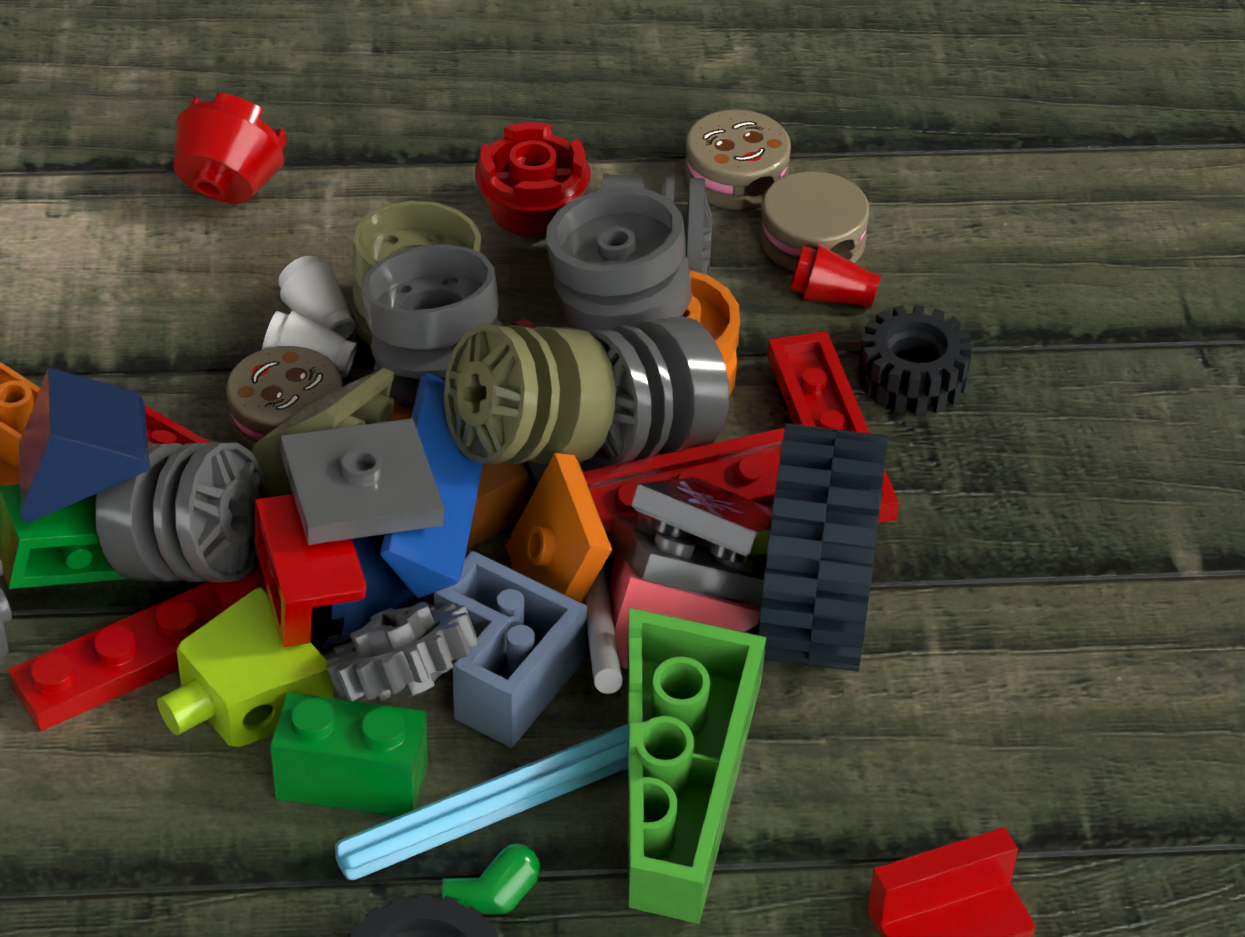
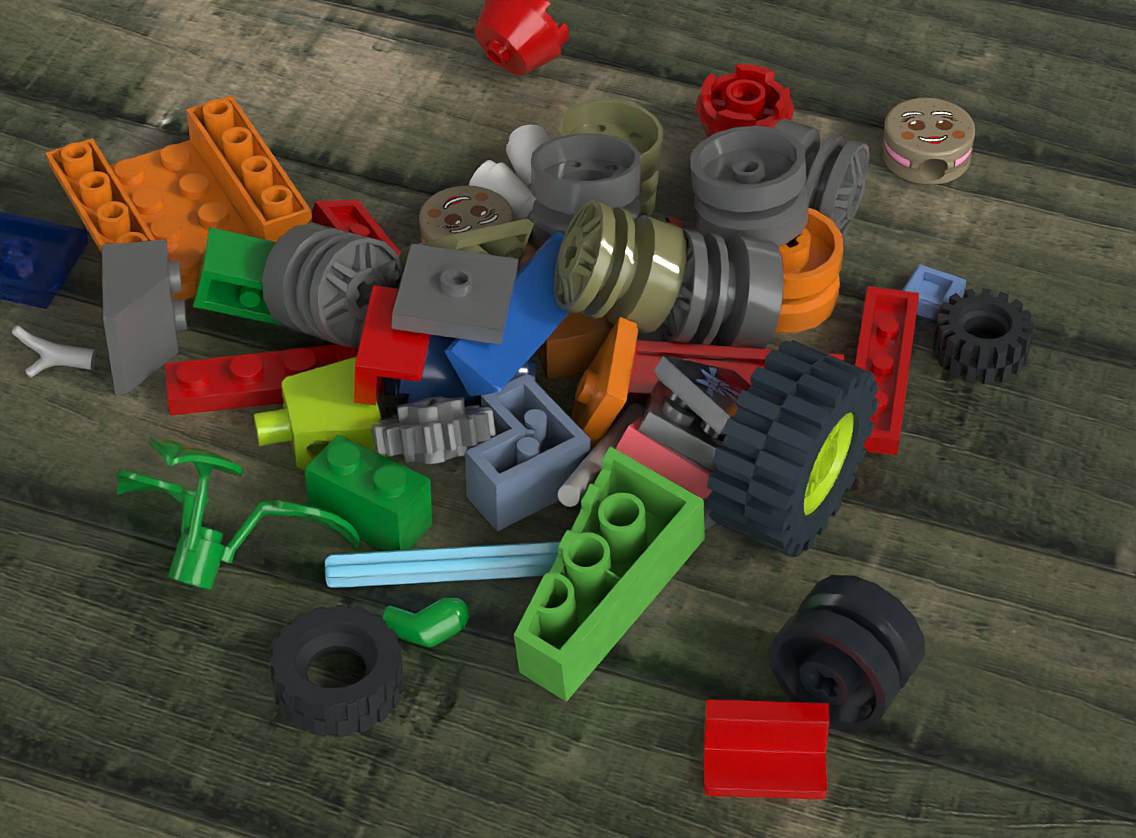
camera: 25 degrees right, 0 degrees up
(79, 442) = (274, 208): dark blue slope -> none
(185, 888) = (199, 547): none -> green plant
(812, 211) = (962, 207): dark tan head -> none
(833, 279) = (949, 252): red cone -> none
(839, 319) = (933, 289): none -> medium blue tile
(994, 758) = (848, 649): none -> black wheel

